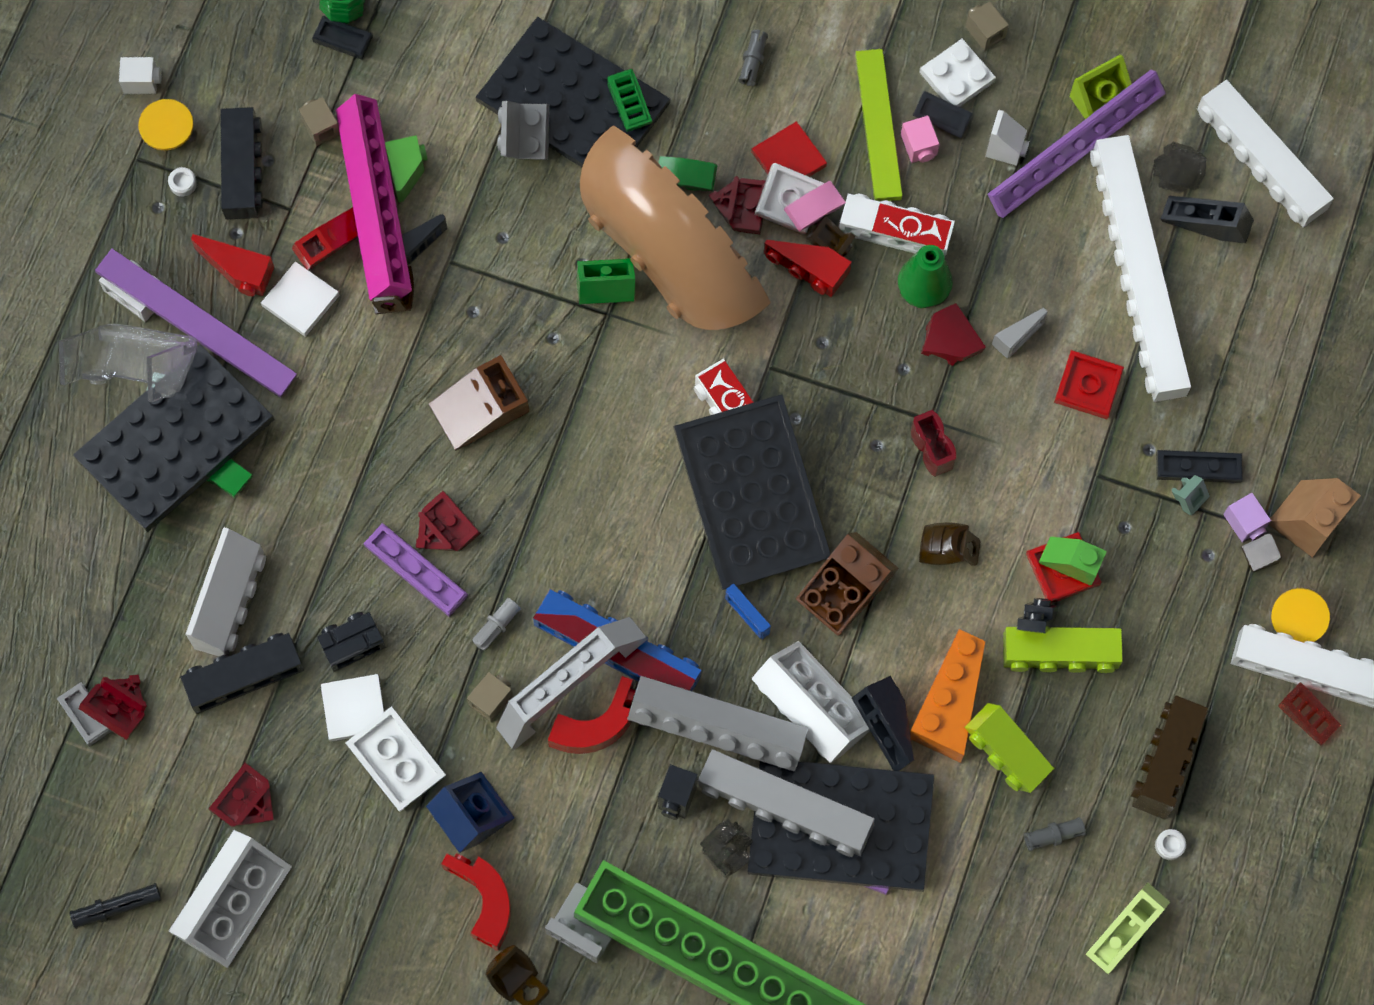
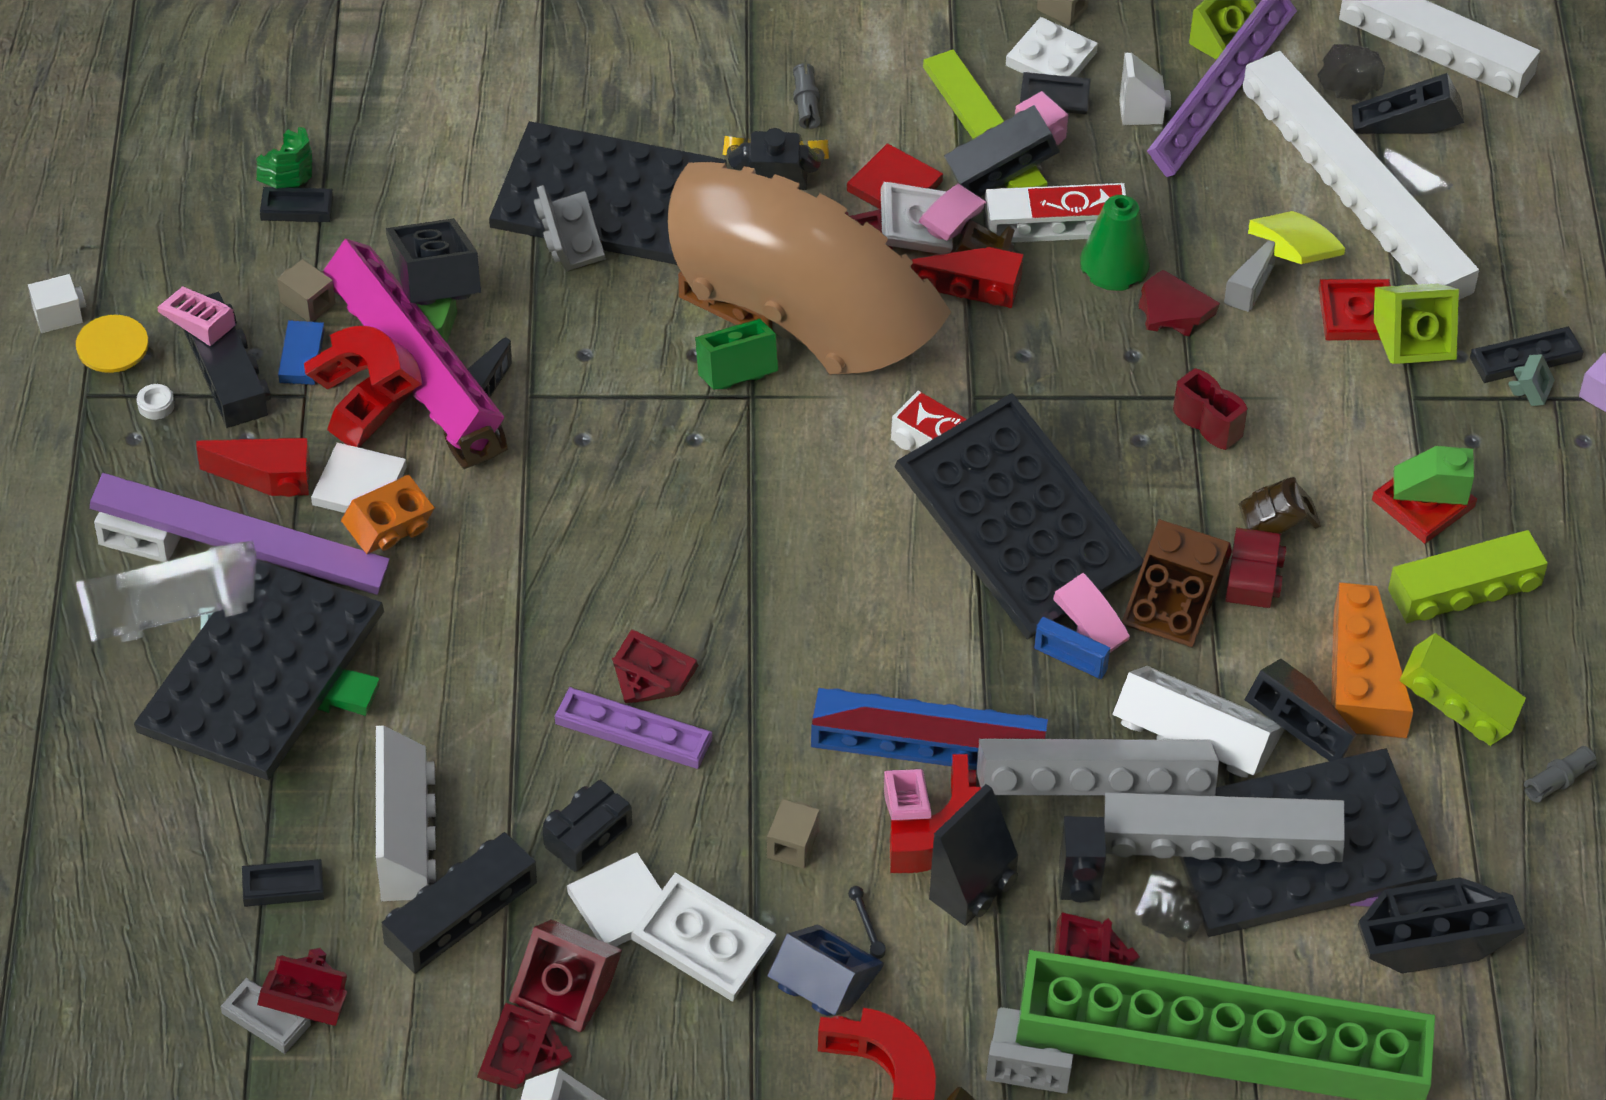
camera: 20 degrees left, 20 degrees down
(132, 613) = (282, 882): none -> black tile
(237, 141) = (208, 331): none -> bright pink slope
(292, 754) = (564, 974): none -> dark red slope
(299, 172) = (301, 343): none -> blue tile
(302, 335) = (388, 515): none -> orange brick
(345, 209) = (361, 348): none -> red arch
(412, 132) = (434, 261): none -> black slope
(480, 403) = (639, 521): slope -> none
(496, 624) = (764, 753): light grey axle -> none
(514, 804) = (877, 948): none -> black hinge
(565, 676) = (841, 843): light grey slope -> none
(588, 686) = (906, 794): none -> bright pink slope
(599, 769) = (972, 858): none -> black slope
(622, 84) = (667, 150): green slope -> none
(657, 859) = (1091, 940): none -> dark red slope
(704, 115) = (777, 154): none -> black torso
(771, 591) = (1091, 612): none -> bright pink slope
(873, 163) = (1002, 152): none -> black brick
(904, 927) = (1438, 924): none -> black wedge
(909, 587) = (1254, 566): none -> dark red brick
(1038, 616) = (1423, 543): black slope -> none
(1067, 310) = (1297, 237): none -> neon yellow slope
(1123, 416) = (1417, 322): none -> lime slope
(1184, 276) = (1414, 176): none -> clear slope

